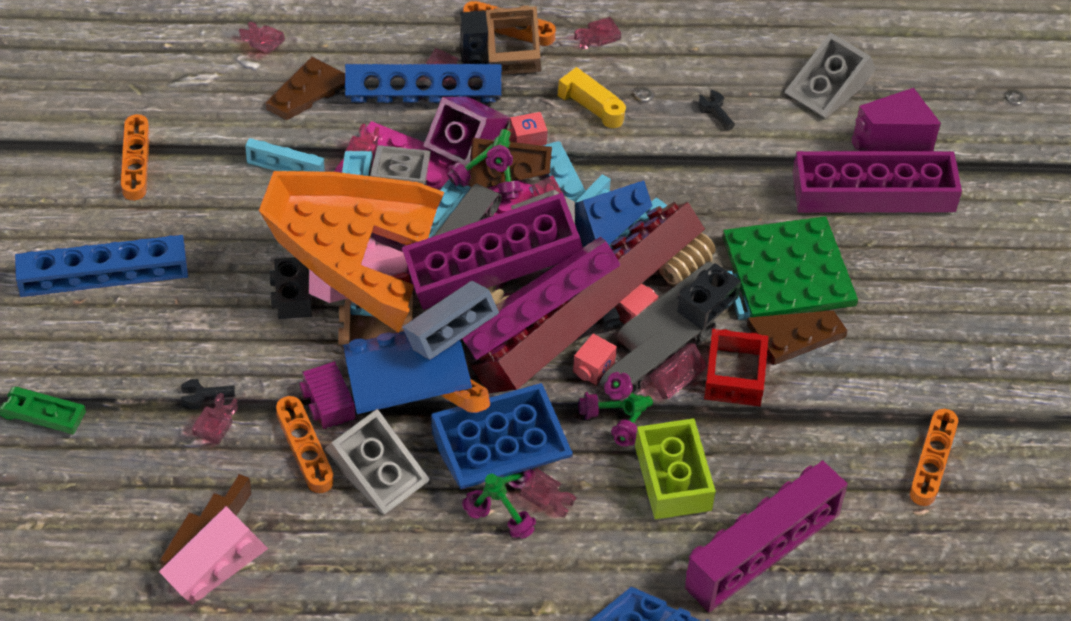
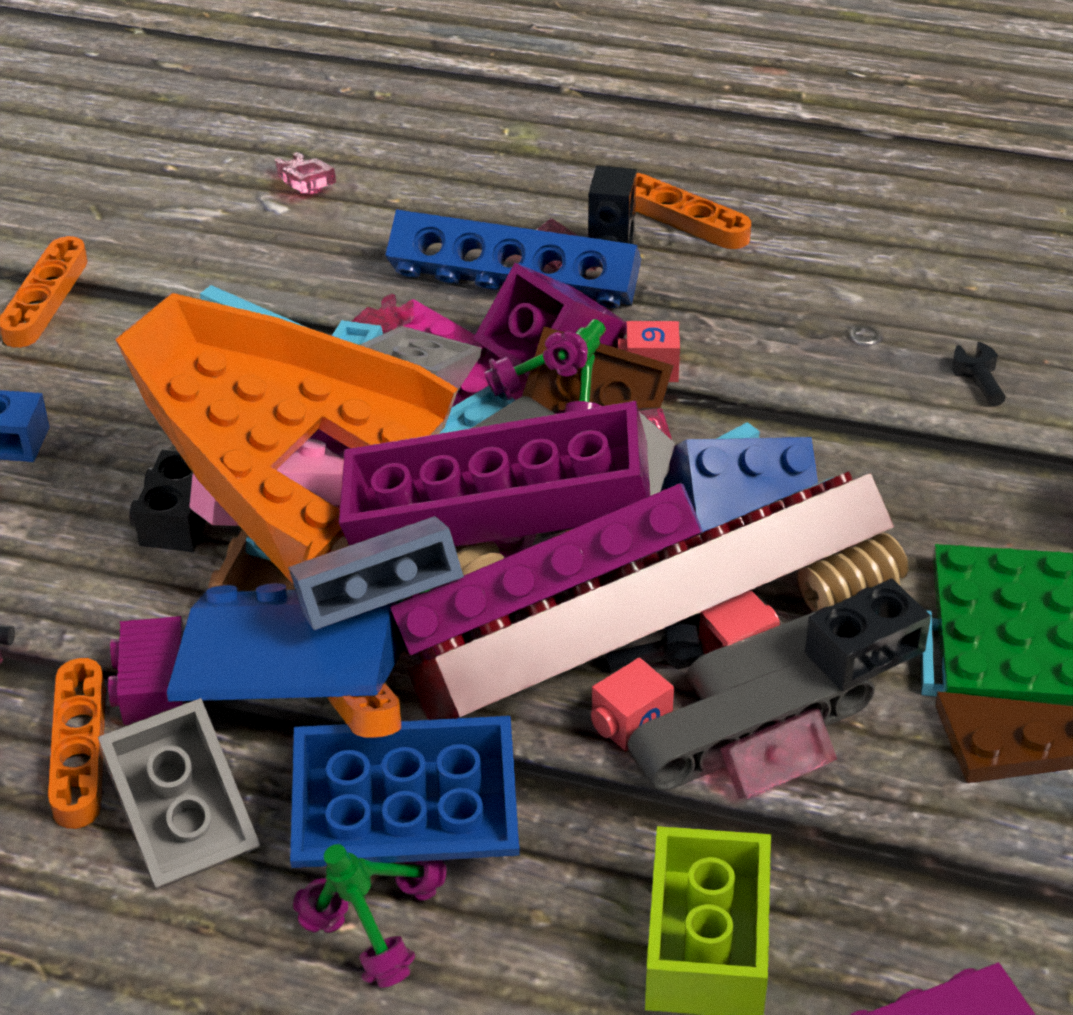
camera: 20 degrees right, 10 degrees down
(305, 87) = (322, 251): reddish brown wing -> none
(516, 61) = (675, 254): medium nougat window -> none
(543, 490) = (454, 909): clear pink plate -> none
(564, 172) = (686, 407): medium azure plate -> none
(593, 97) = (776, 320): yellow leg -> none
(600, 31) = (822, 242): clear pink plate -> none
(618, 387) = (641, 746): magenta plant -> none
(746, 390) = (900, 814): red window -> none

